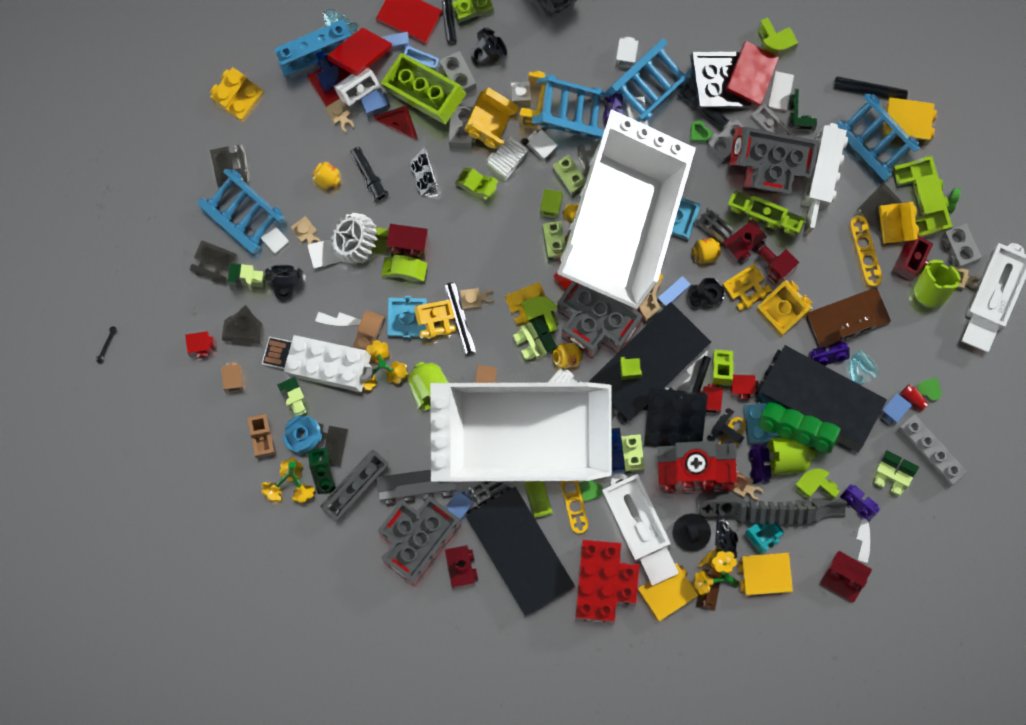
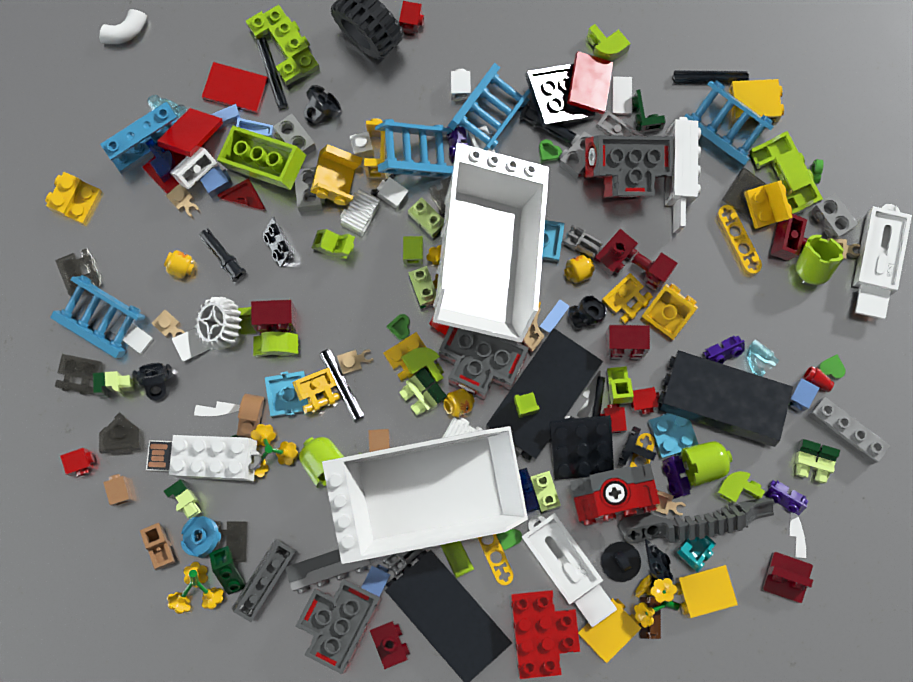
camera: 10 degrees left, 0 degrees up
(525, 274) = (399, 327): none -> bright green tile
(738, 327) = (627, 341): none -> dark red brick
(767, 212) = (634, 219): lime bracket -> none
(797, 427) = (711, 433): green brick -> none
(848, 317) = (735, 310): reddish brown bracket -> none

